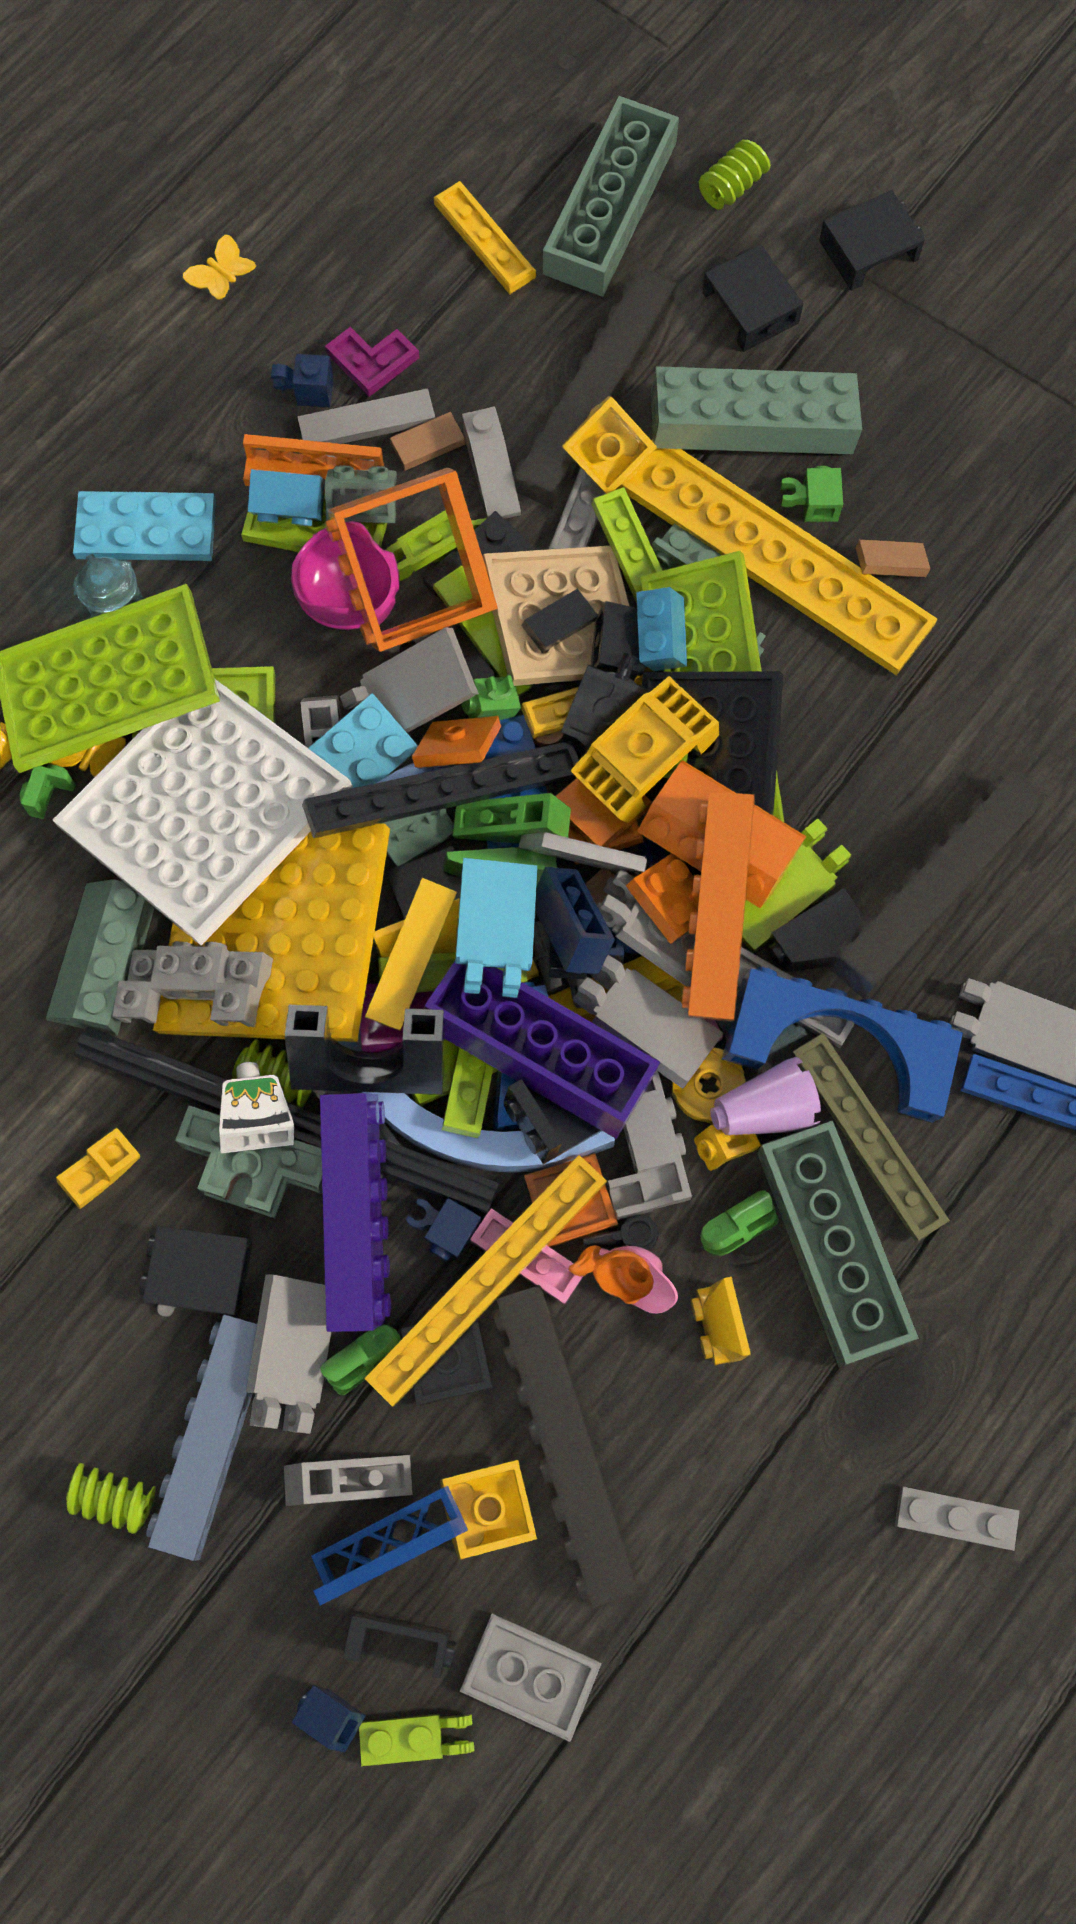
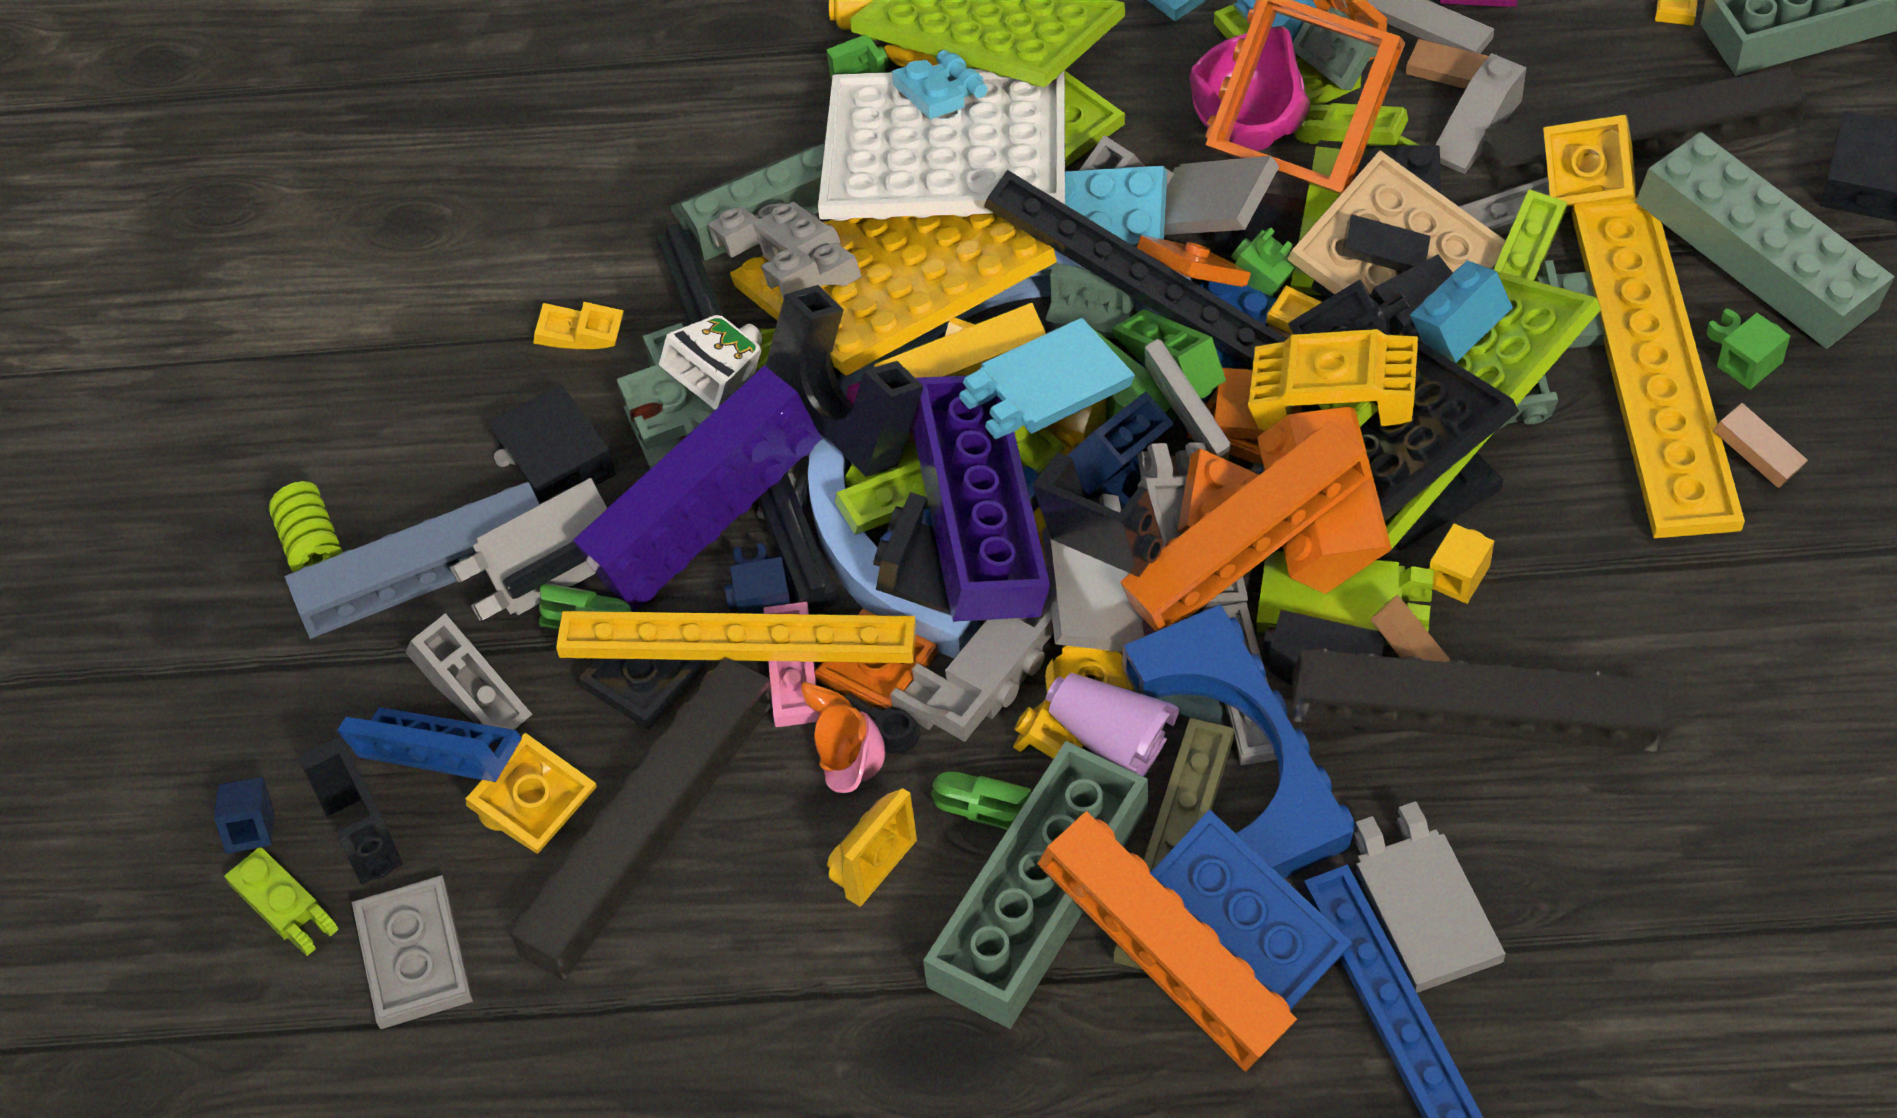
camera: 55 degrees right, 20 degrees down
(142, 773) = (932, 86): none -> medium azure plate
(313, 1346) = (543, 570): none -> black axle
(618, 1012) = (1118, 538): none -> black panel
(821, 796) = (1461, 562): none -> yellow brick
(858, 878) = (1406, 632): none -> medium nougat tile
(950, 1207) = (1167, 940): none -> orange brick
(965, 1141) = (1251, 909): none -> blue plate

